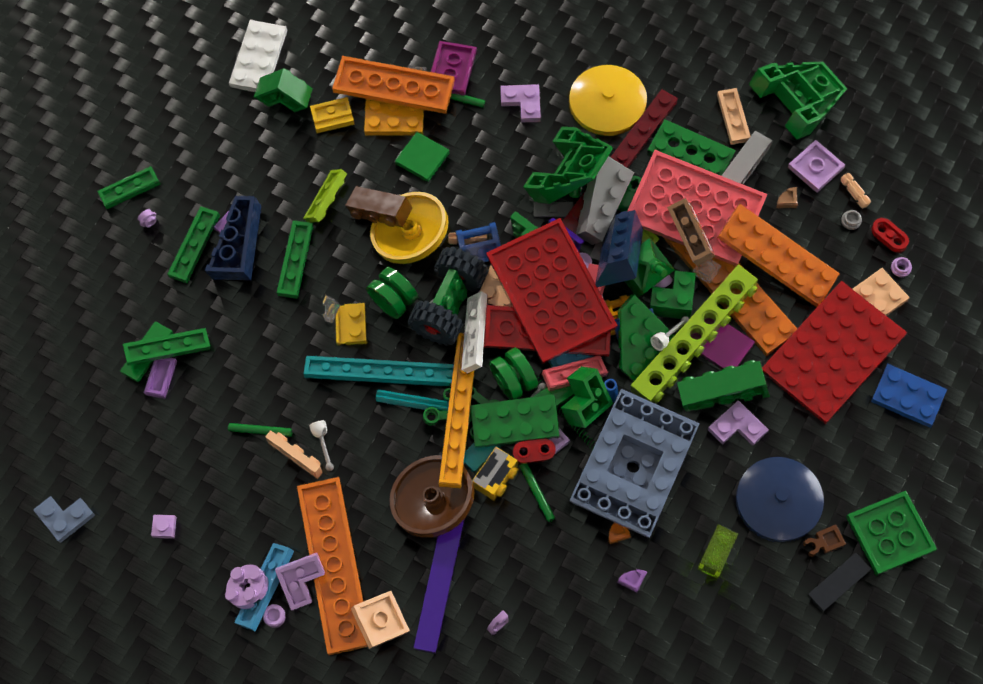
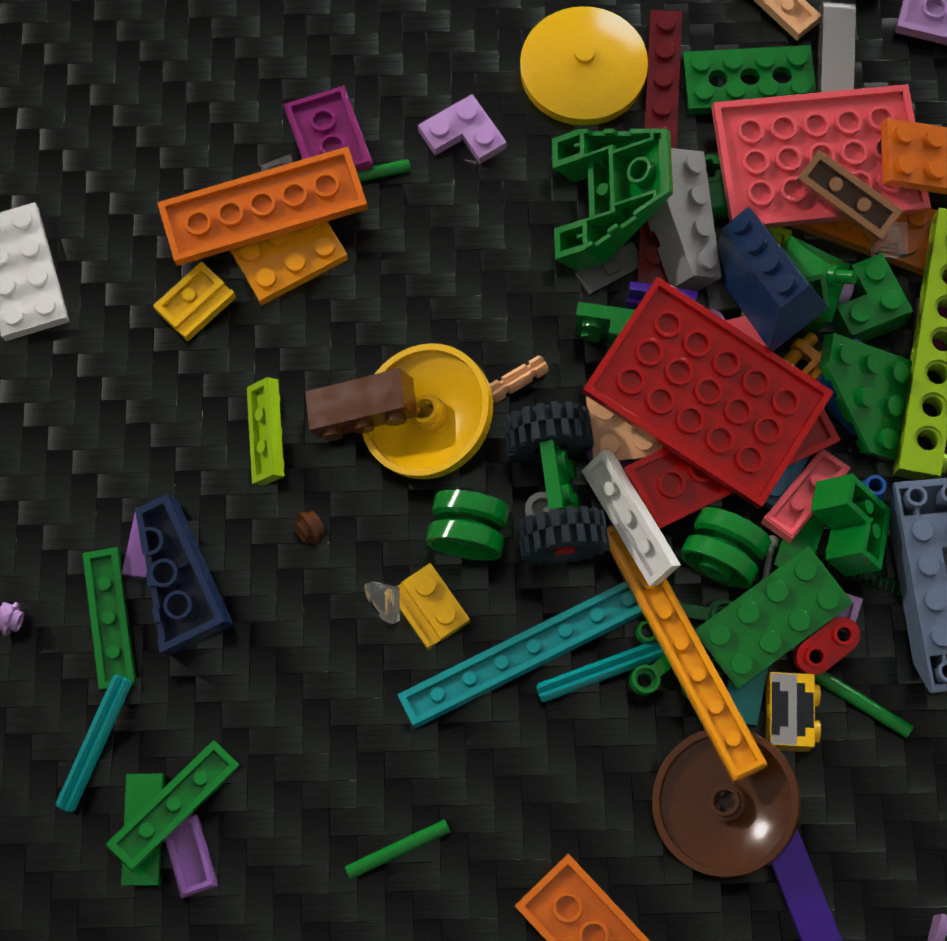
camera: 30 degrees left, 5 degrees up
(149, 297) = (93, 743): none -> teal axle
(283, 88) = (97, 300): green brick -> none
(294, 453) = (477, 856): light nougat plate -> none
(295, 259) = (281, 554): green plate -> none
(316, 253) = (309, 527): none -> reddish brown plate
(319, 430) = (490, 799): hinge -> none
(422, 156) = (370, 292): green tile -> none
(479, 248) = (555, 384): blue plate -> none
(661, 340) = (908, 376): white hinge -> none
(788, 199) = (924, 76): medium nougat tile -> none

